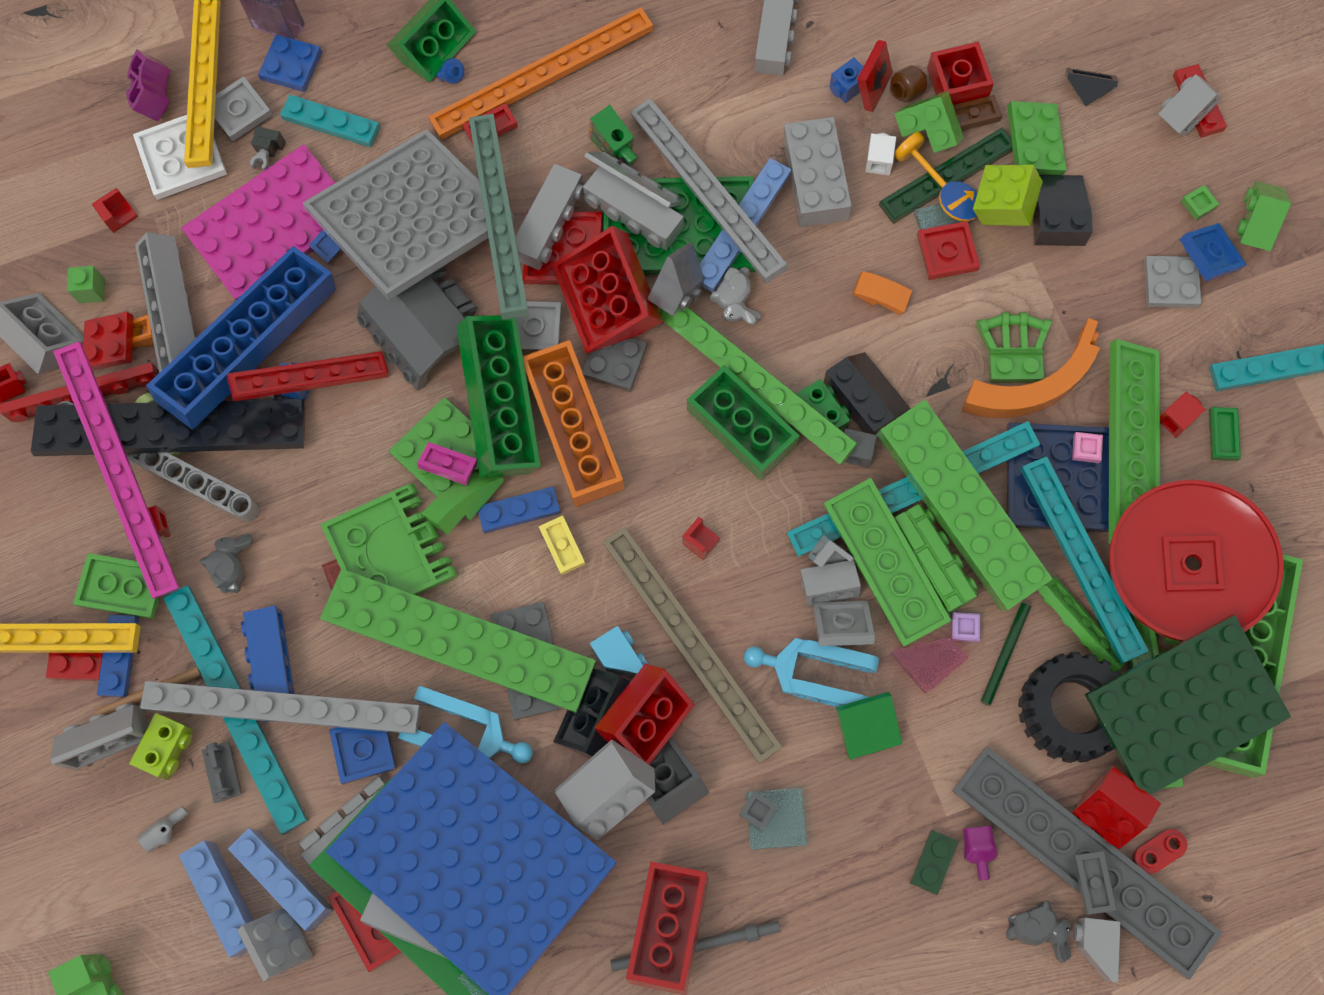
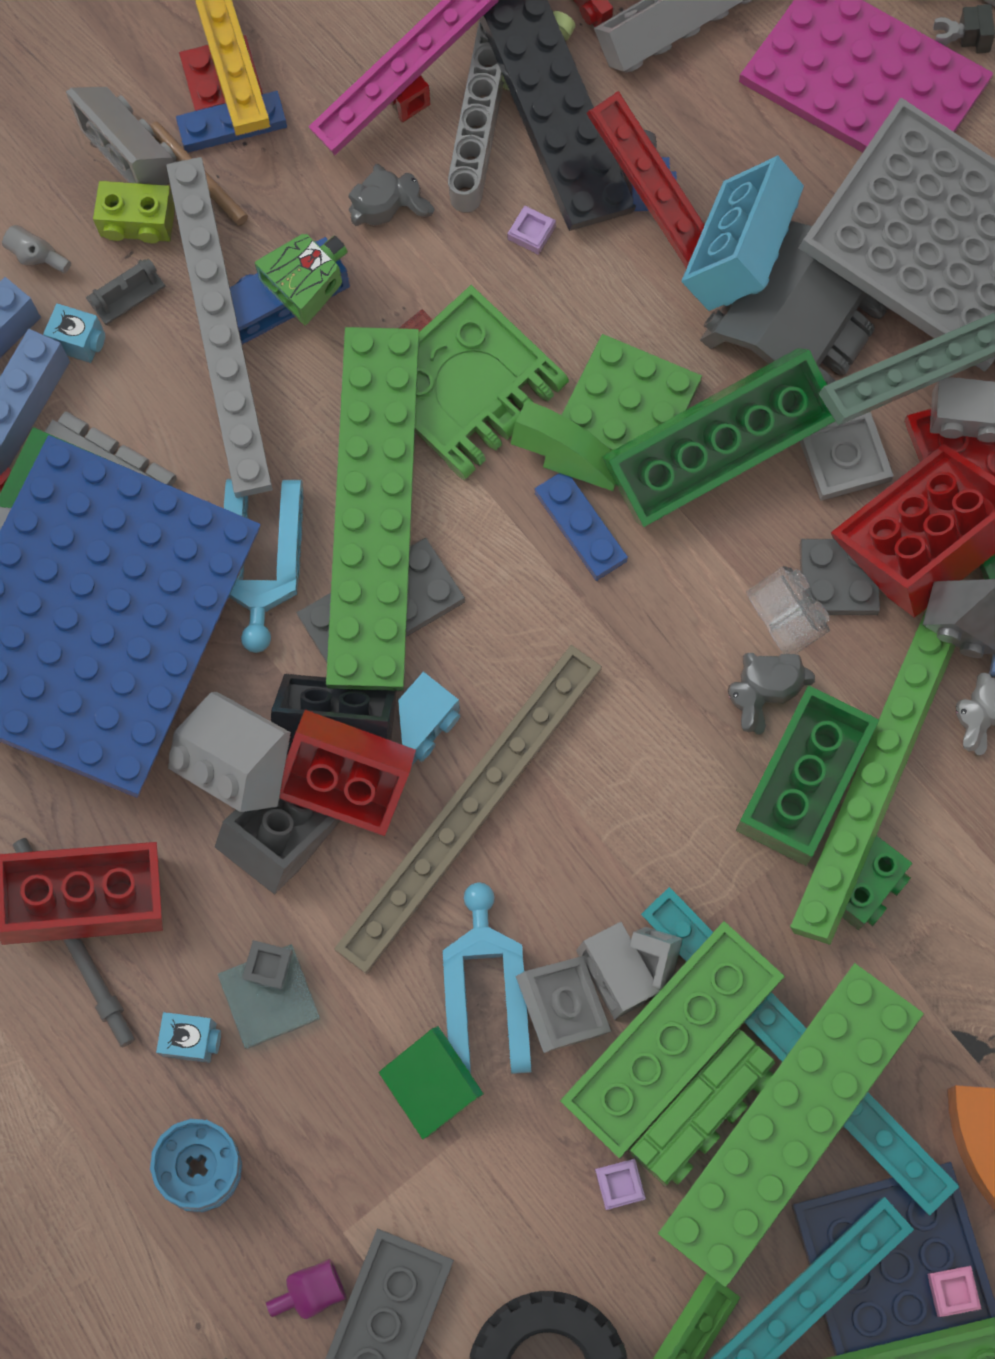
camera: 70 degrees right, 0 degrees up
(114, 587) = (311, 81): bright green plate -> none
(240, 816) = (76, 331): none -> medium azure brick
(242, 336) = (685, 94): blue brick -> none
(246, 733) = (177, 308): teal plate -> none
(268, 635) = (303, 274): none -> bright green torso
(291, 473) = (531, 230): none -> lavender tile
(325, 246) = (852, 150): blue plate -> none
(360, 332) = (743, 234): none -> medium azure brick
(361, 753) = (194, 444): blue plate -> none
(447, 463) = (606, 408): dark pink plate -> none
(562, 545) = (549, 595): light yellow plate -> none
(573, 423) = (722, 548): orange brick -> none
(628, 396) = (788, 610): none -> clear brick
(670, 426) = (767, 680): none -> dark grey animal
(700, 539) = (620, 772): red panel -> none
(789, 881) = (188, 1037): none -> medium azure brick
(864, 451) = (832, 959): dark grey brick -> none
(865, 393) = (921, 938): black slope -> none
(895, 888) = (196, 1141): none -> dark azure wheel
(930, 661) = (551, 1146): clear pink wing -> none
(933, 862) = (272, 1231): dark green plate -> none
(1005, 654) = (600, 1254): dark green bar -> none

